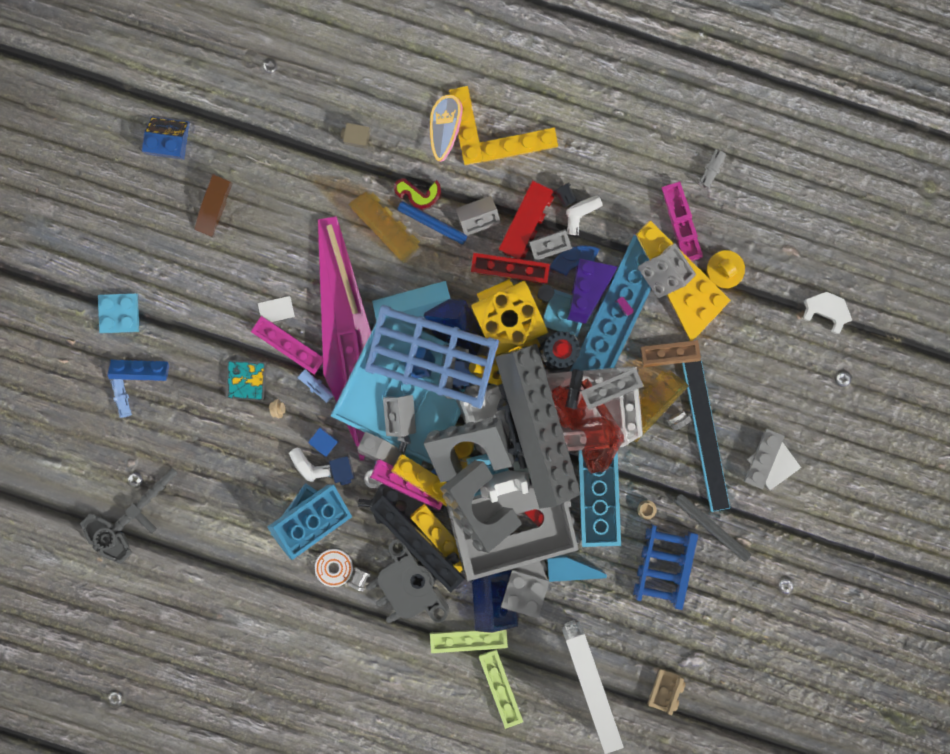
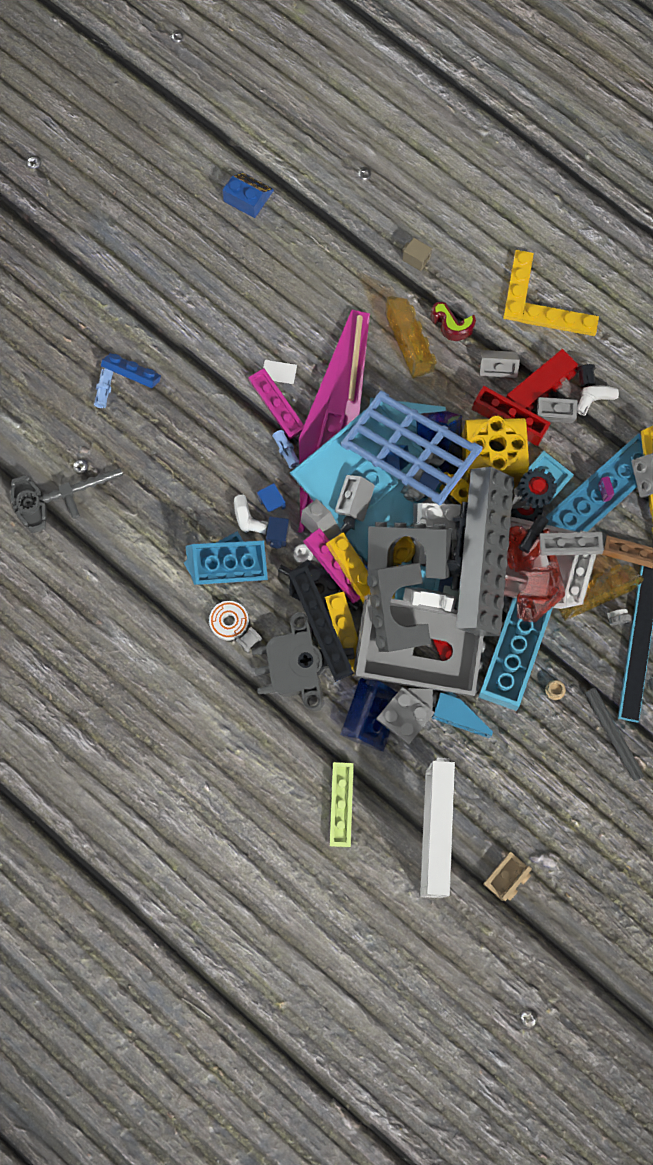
camera: 20 degrees right, 15 degrees down
(118, 313) = (136, 318): medium azure plate -> none
(213, 205) = (263, 260): reddish brown slope -> none
(246, 380) = (224, 419): tile -> none
(277, 408) = (241, 454): tan plate -> none
(432, 222) = (454, 353): blue axle -> none
(444, 125) = (500, 274): shield -> none
(467, 641) = (329, 743): yellowish green plate -> none
(545, 293) = (537, 442): black piece -> none
(570, 258) = (574, 434): blue tile -> none
(588, 287) = (580, 460): dark purple wedge -> none
(685, 561) = (563, 769): blue fence -> none

